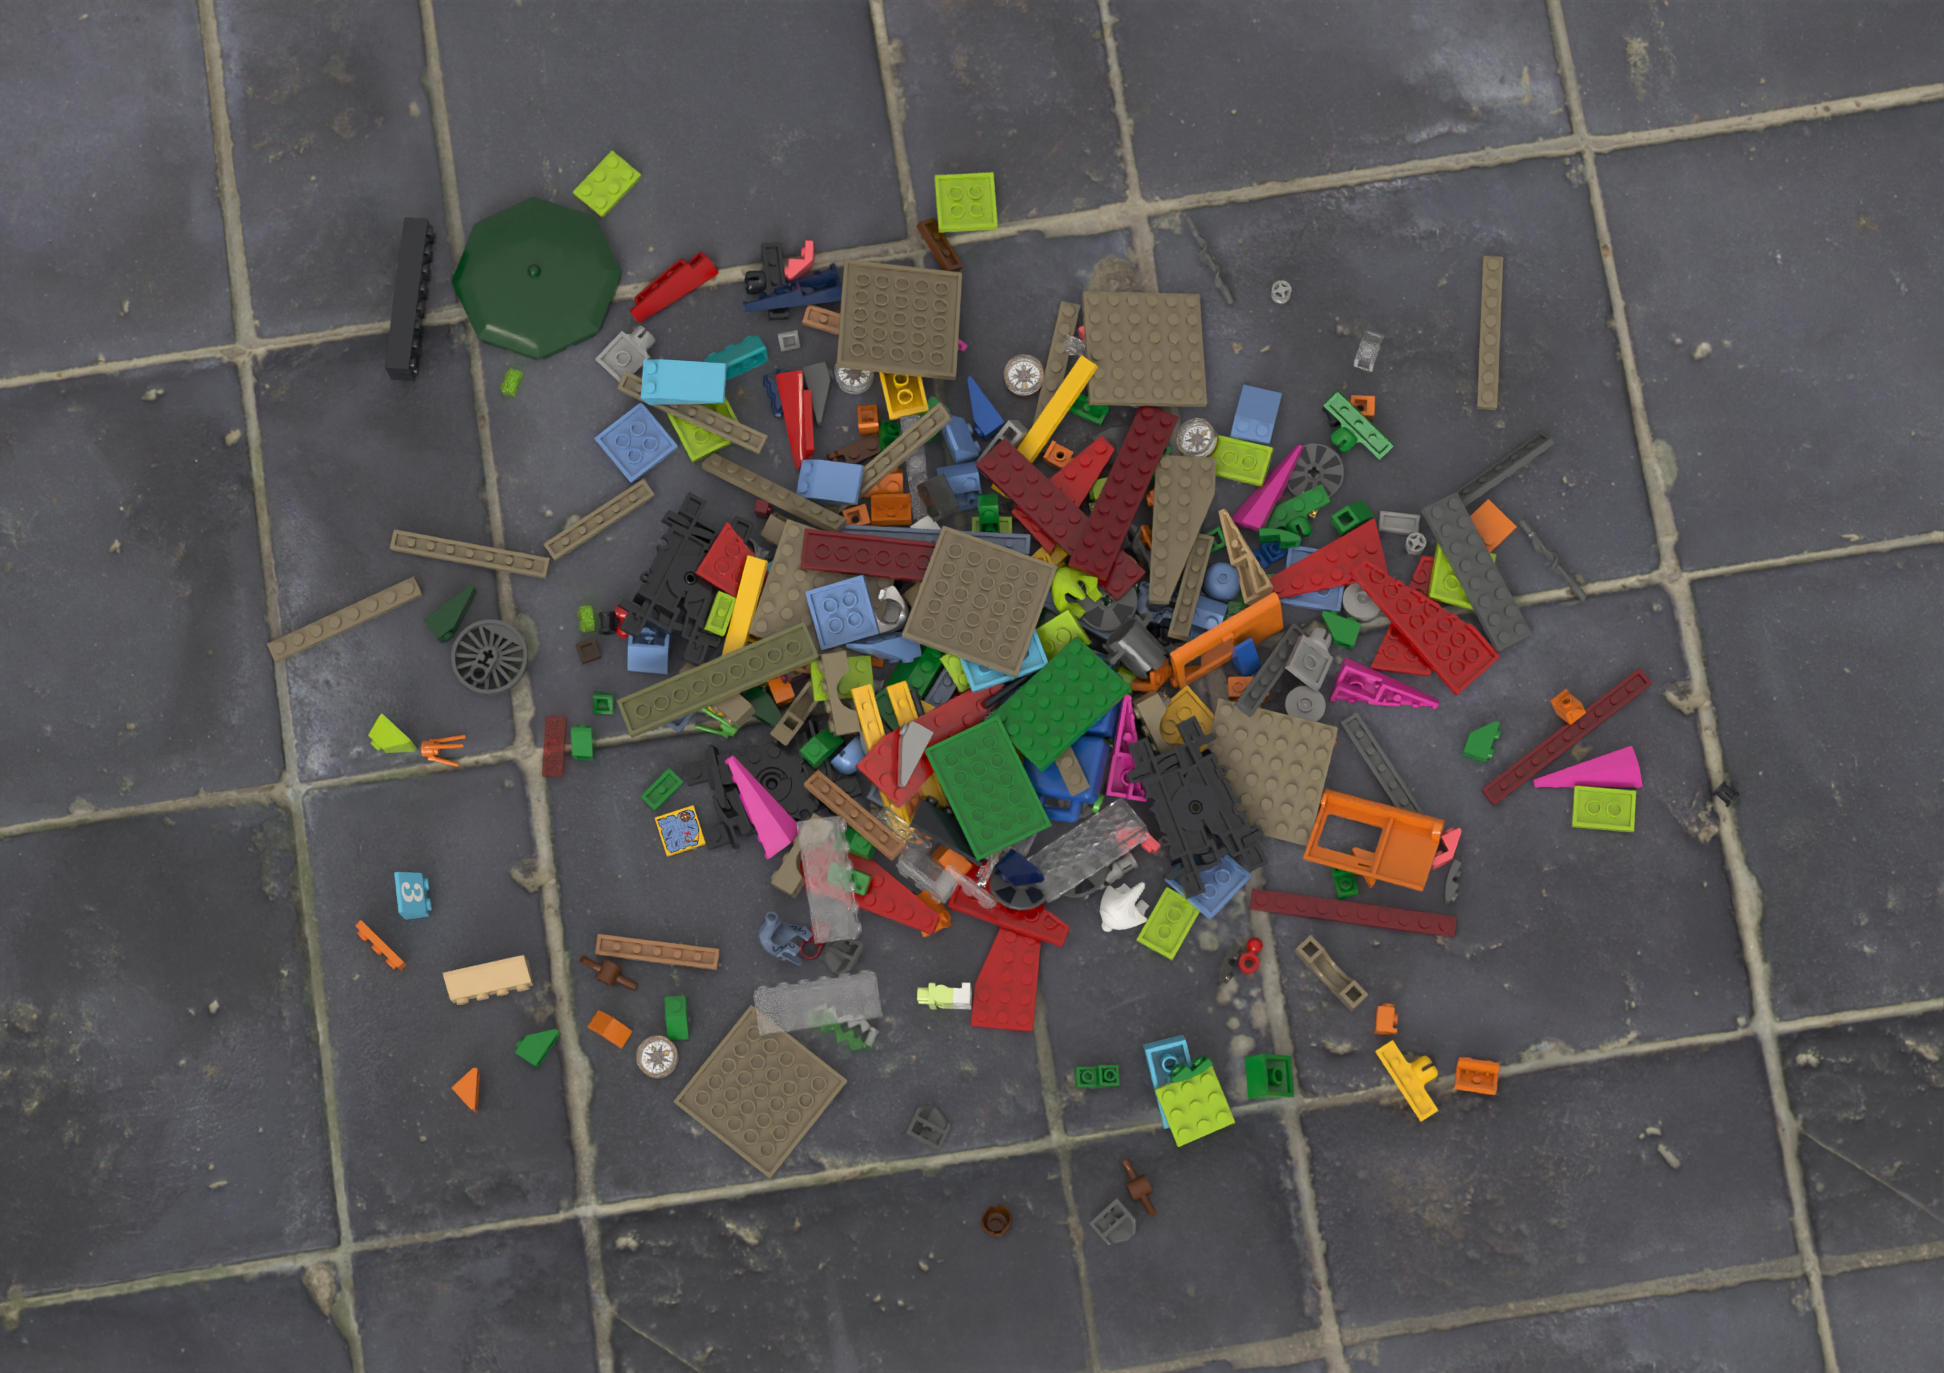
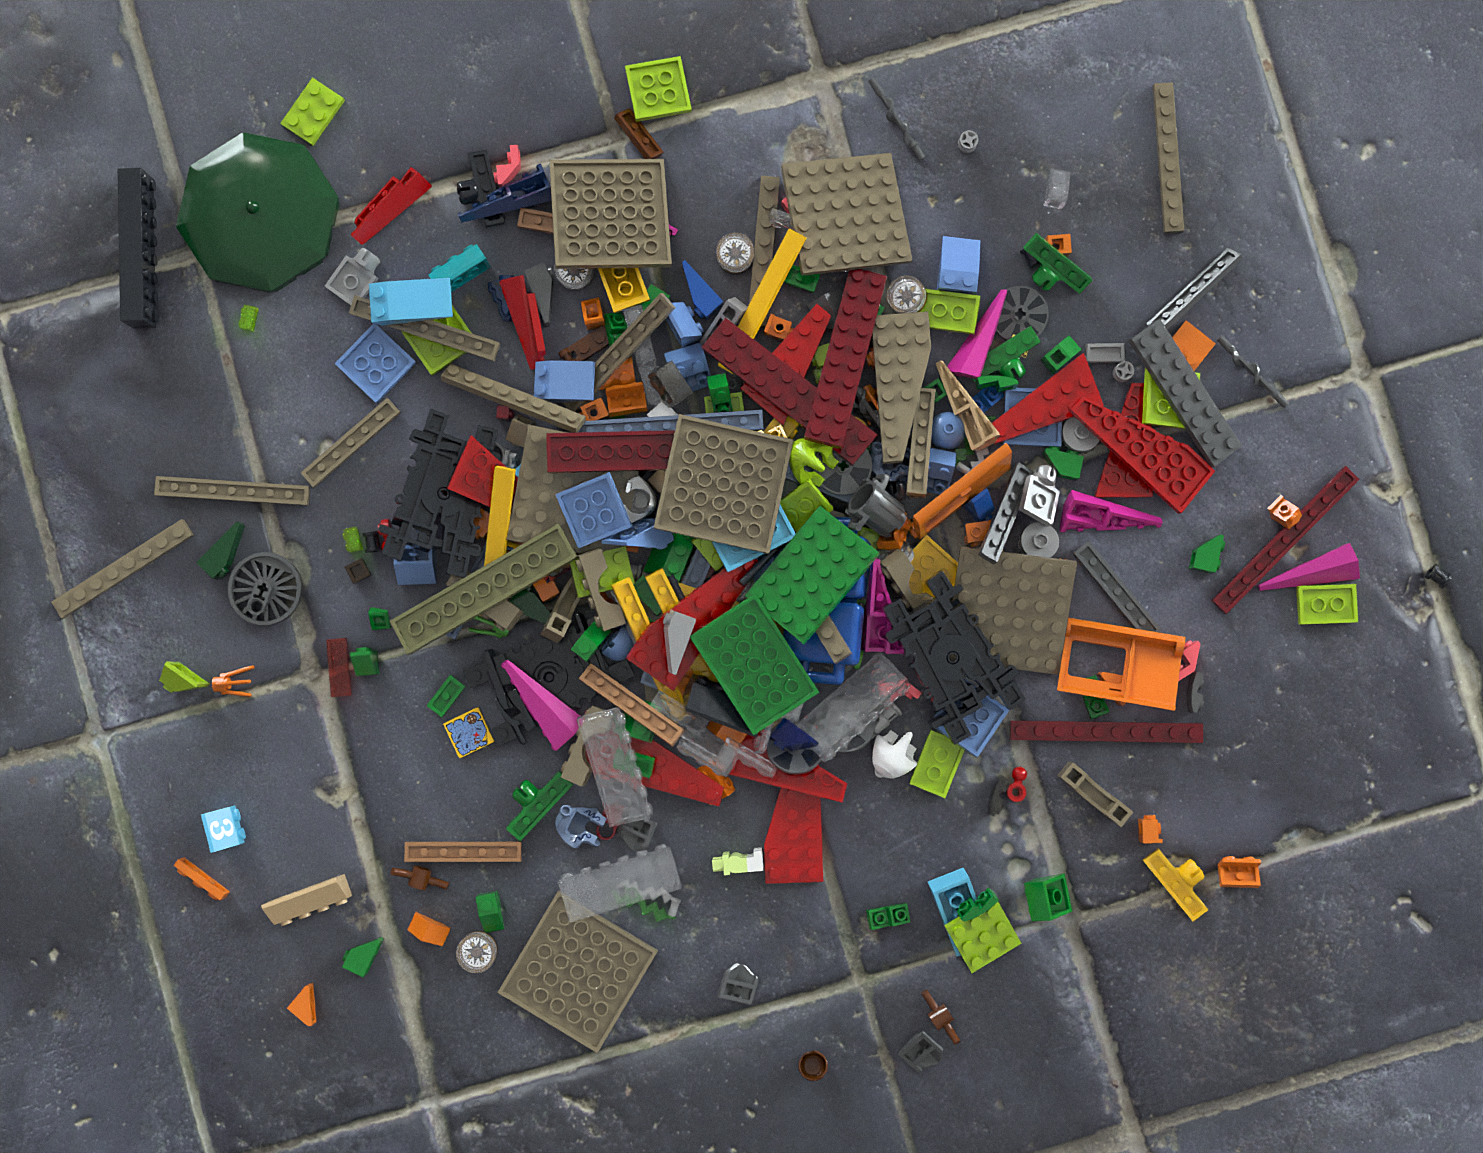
camera: 15 degrees left, 10 degrees up
(720, 613) = (477, 524): lime plate -> none
(741, 911) = (536, 803): none -> green plate
(789, 340) = (507, 245): light grey slope -> none

